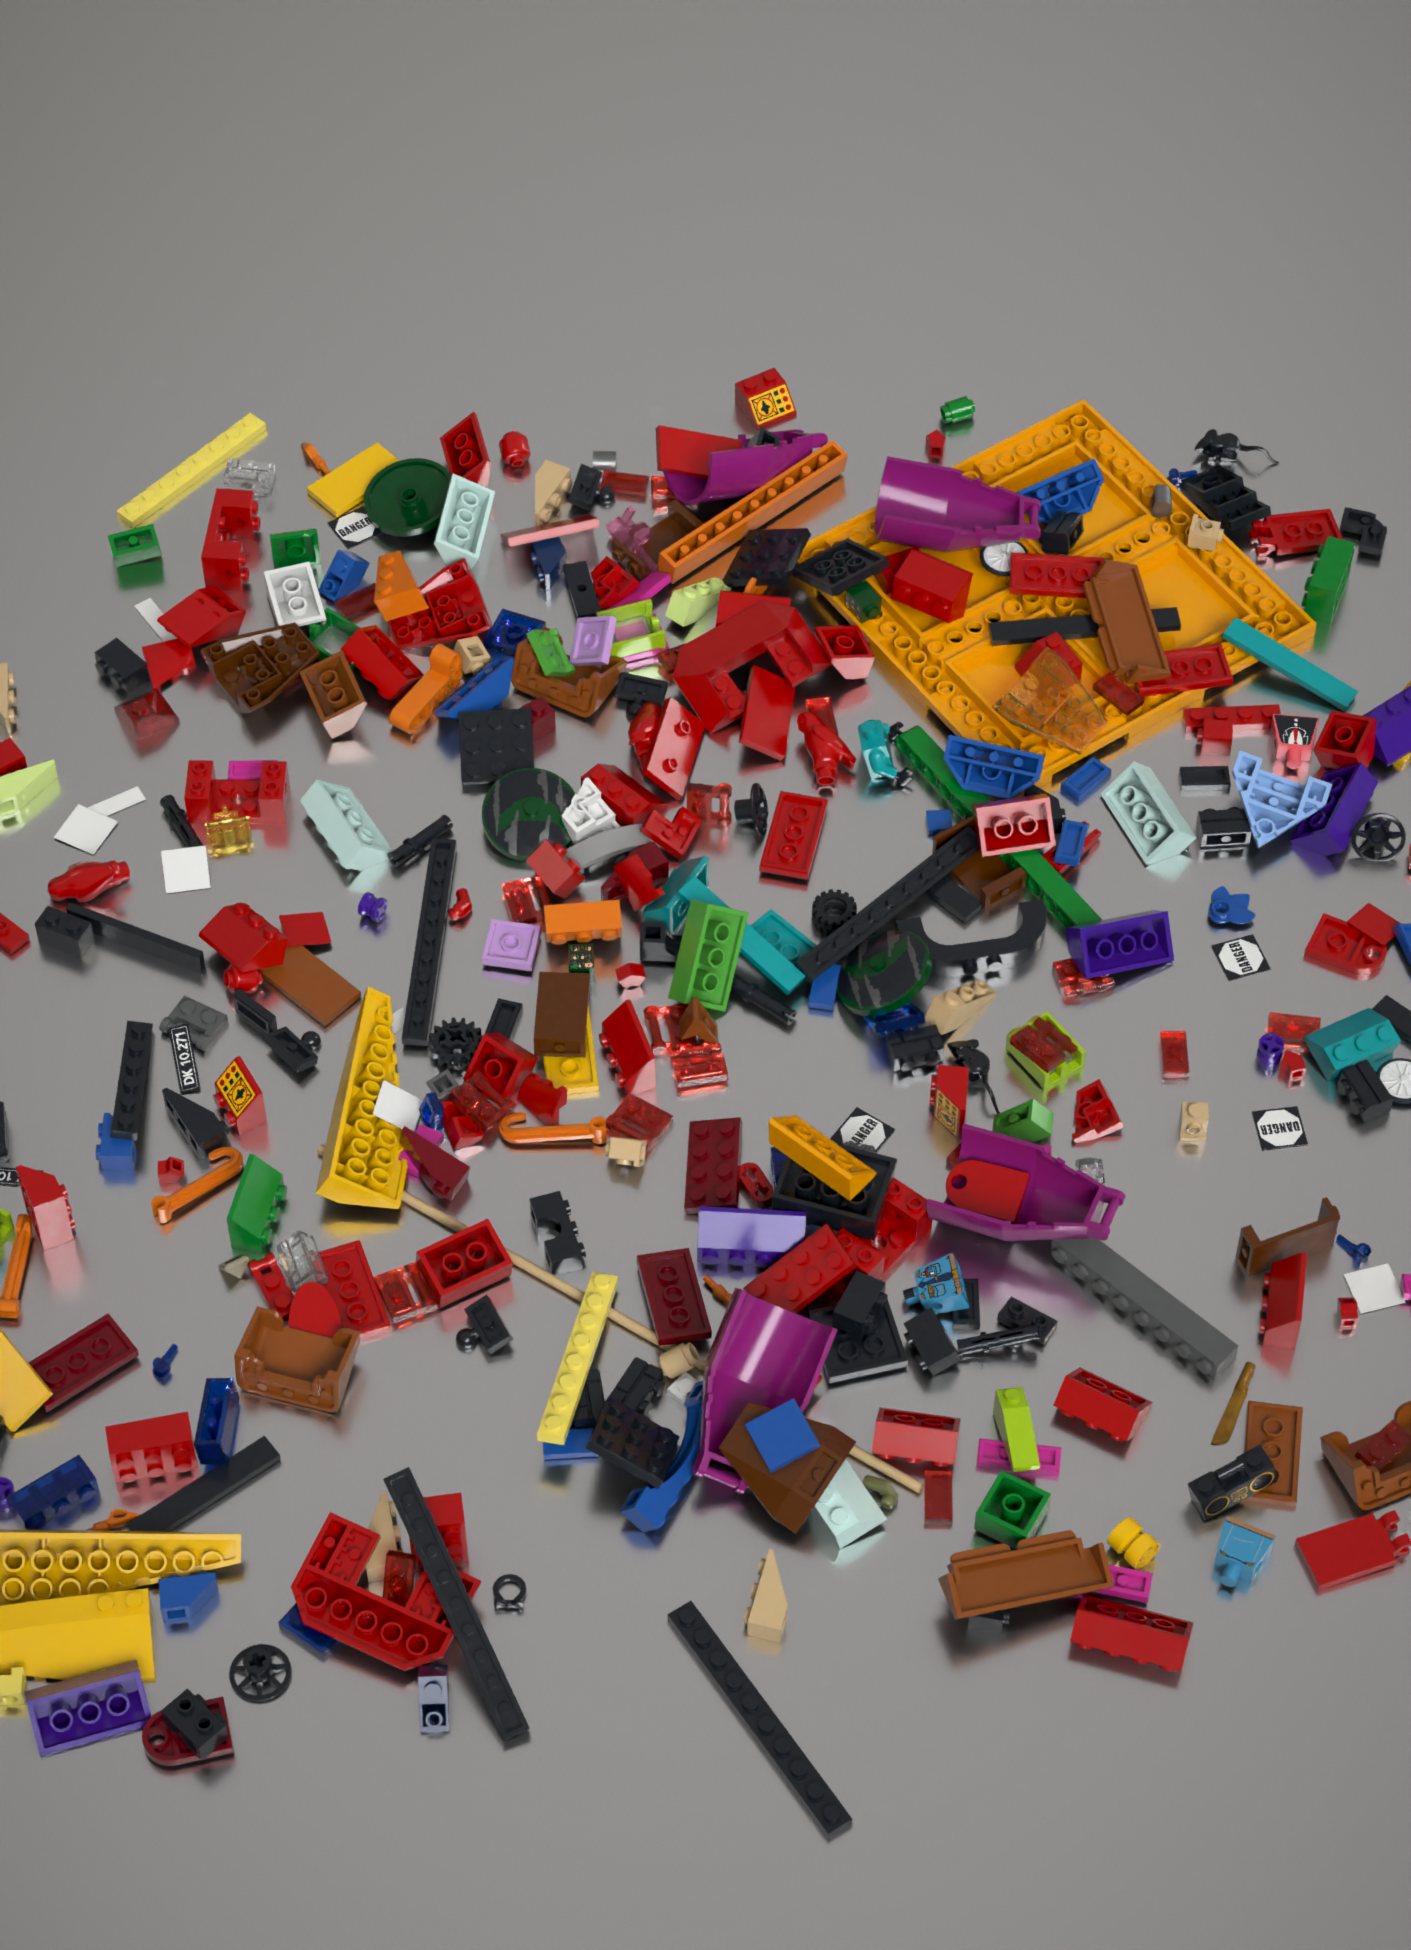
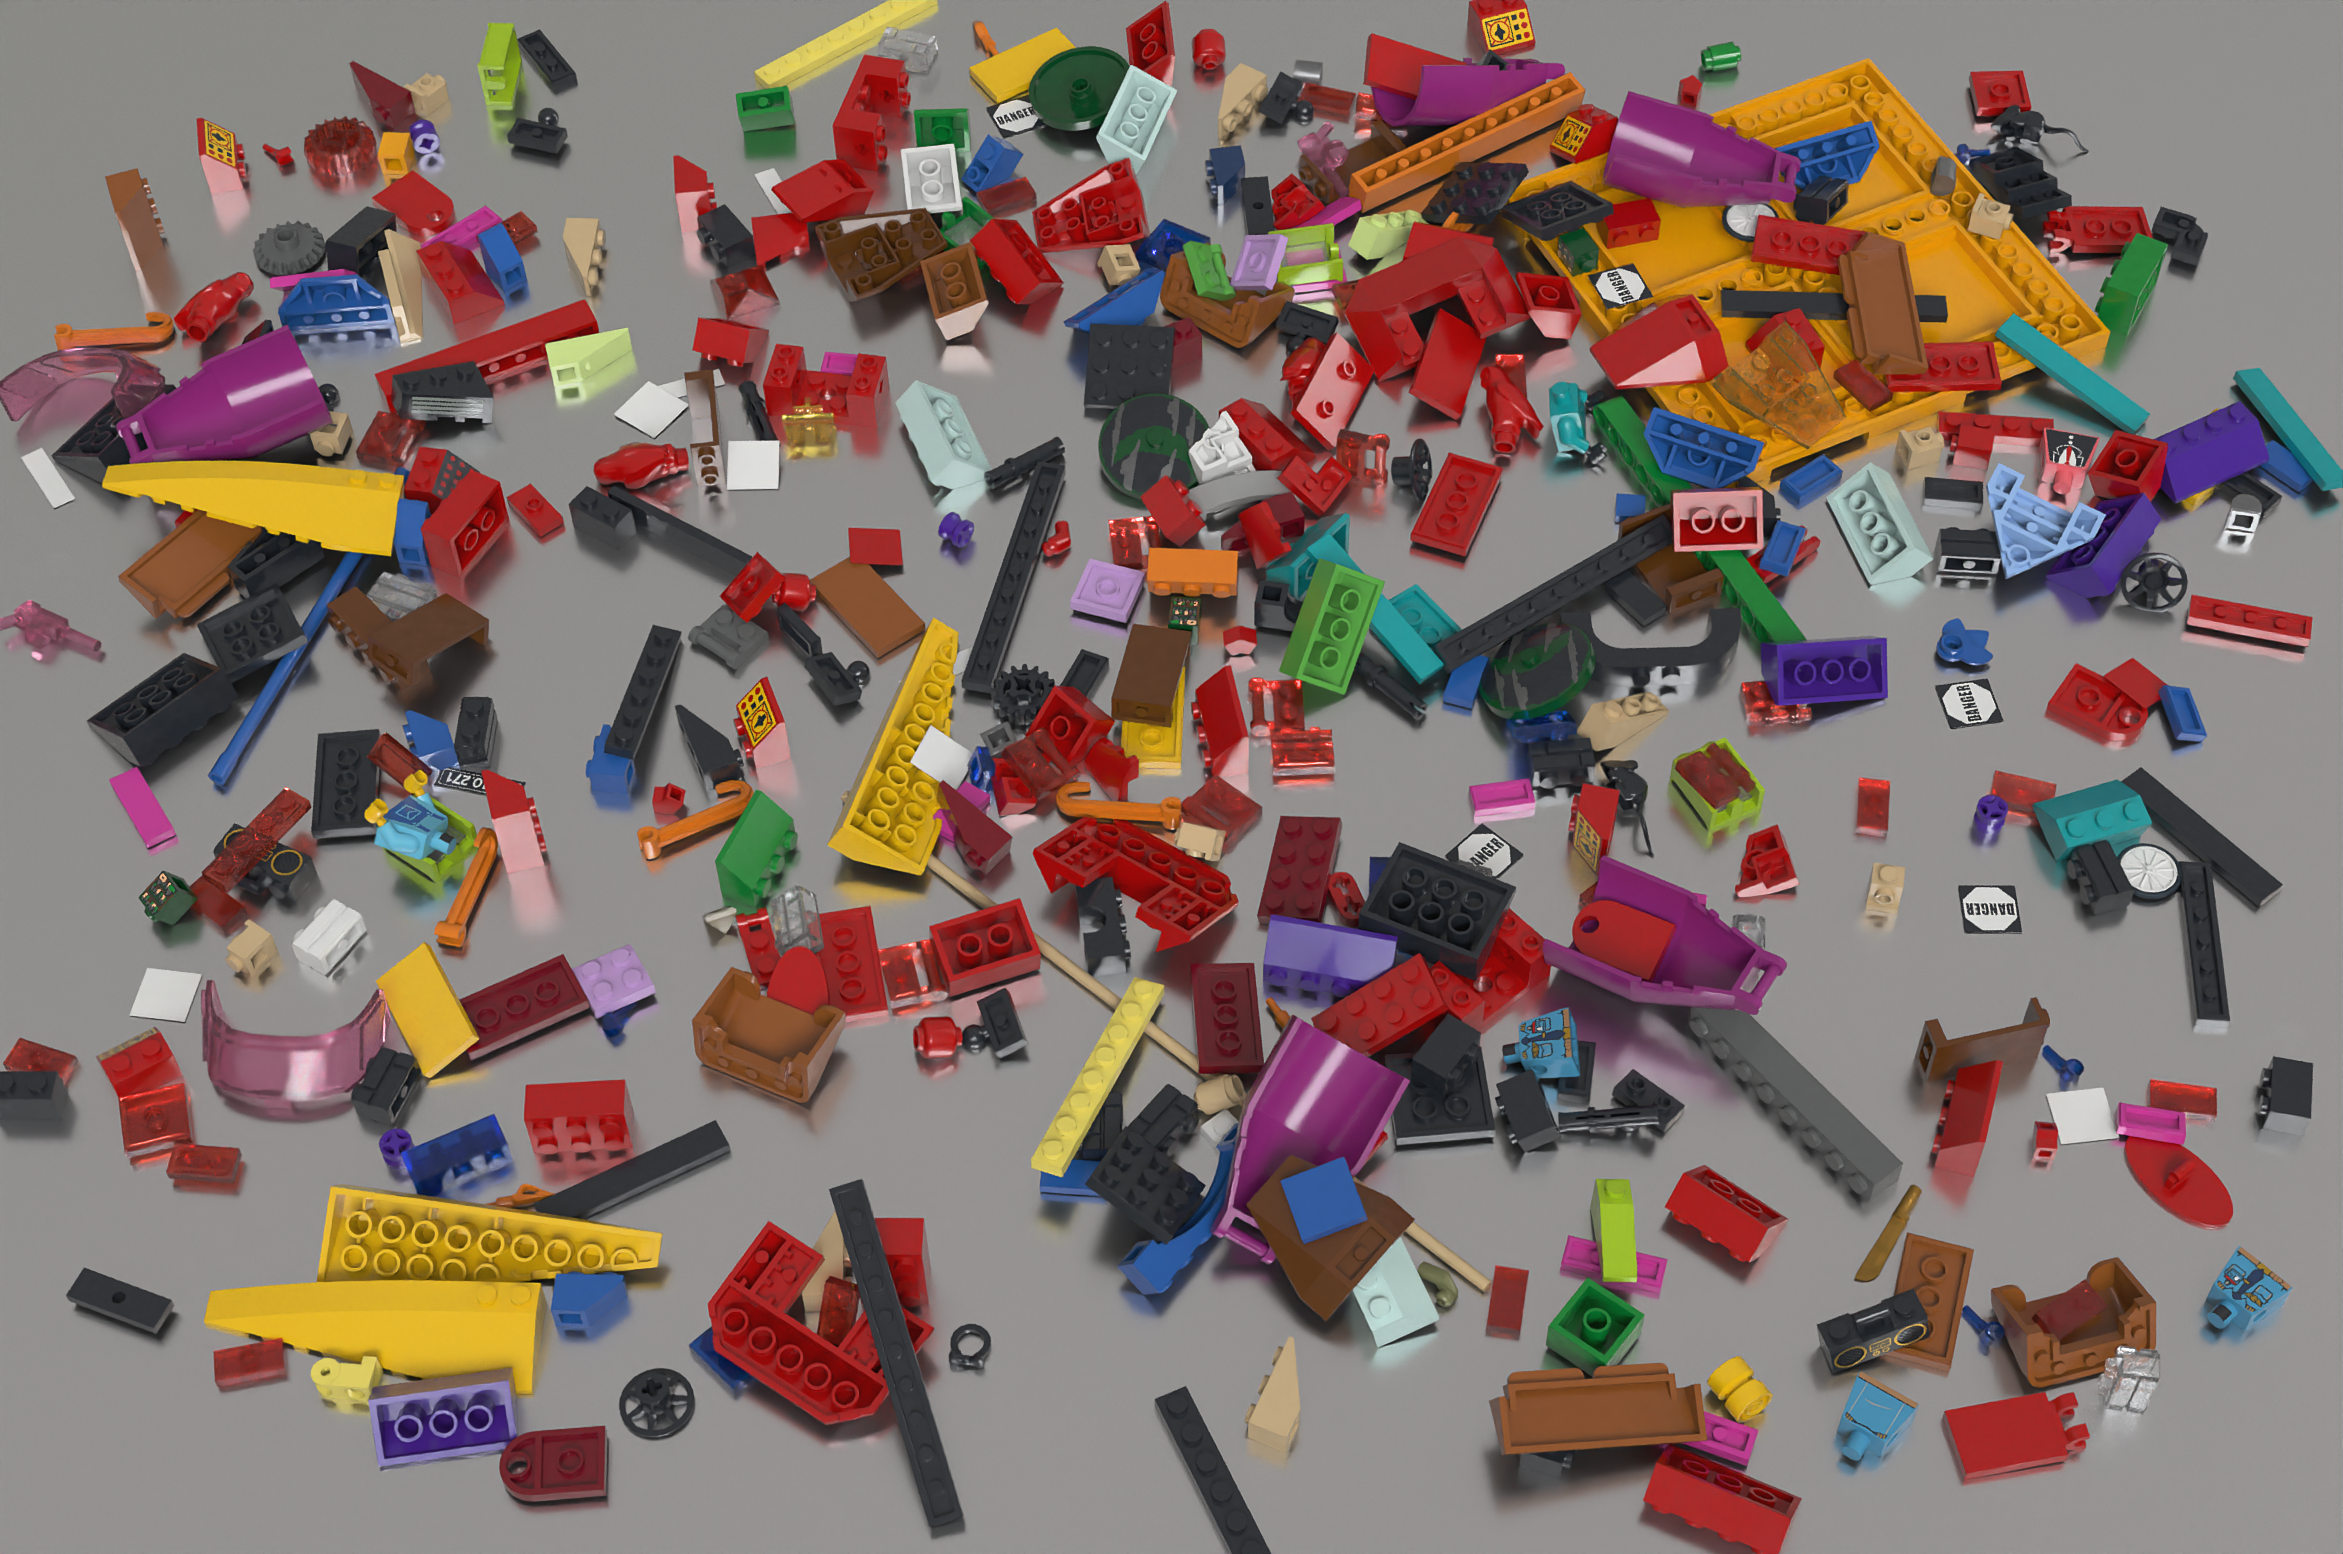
camera: 10 degrees right, 0 degrees up
(87, 631) = (692, 193): none -> red slope
(132, 819) = (703, 403): none -> panel
(143, 760) = (728, 340): none -> red slope
(155, 1330) = (614, 980): none -> lavender plate
(184, 1058) = (709, 675): black sticker -> none
(195, 1724) = (563, 1455): black brick -> none
(208, 978) = (752, 587): none -> red plate
(216, 1421) = (661, 1095): clear blue brick -> none
(245, 938) = (802, 547): red slope -> none
(396, 588) = (1047, 182): orange wedge -> none
(429, 691) = (1074, 293): orange beam -> none
(433, 1698) = (854, 1462): slope -> none
(436, 1343) = (937, 1037): none -> red head
(549, 530) = (1232, 139): tile -> none
(614, 1194) = (1174, 888): none -> red slope
(698, 1022) = (1309, 702): dark orange slope -> none
(819, 1155) = (1423, 871): light orange slope -> none
(829, 901) = (1487, 583): black tyre -> none
(852, 494) = (1584, 134): none -> red slope
(870, 1083) = (1501, 797): none -> dark pink tile
(902, 627) = (1620, 286): none -> sticker
(916, 1436) = (1491, 1222): slope -> none
(932, 586) = (1660, 242): red slope -> none
(947, 678) = (1663, 346): none -> red wedge
(1025, 1122) = (1681, 864): bright green slope -> none
(1172, 742) = (1919, 447): none -> tan brick
(1197, 417) = (1998, 90): none -> red plate
(1292, 1065) = (2015, 836): red piece -> none
(1327, 1467) = (1984, 1327): none -> clear blue hand

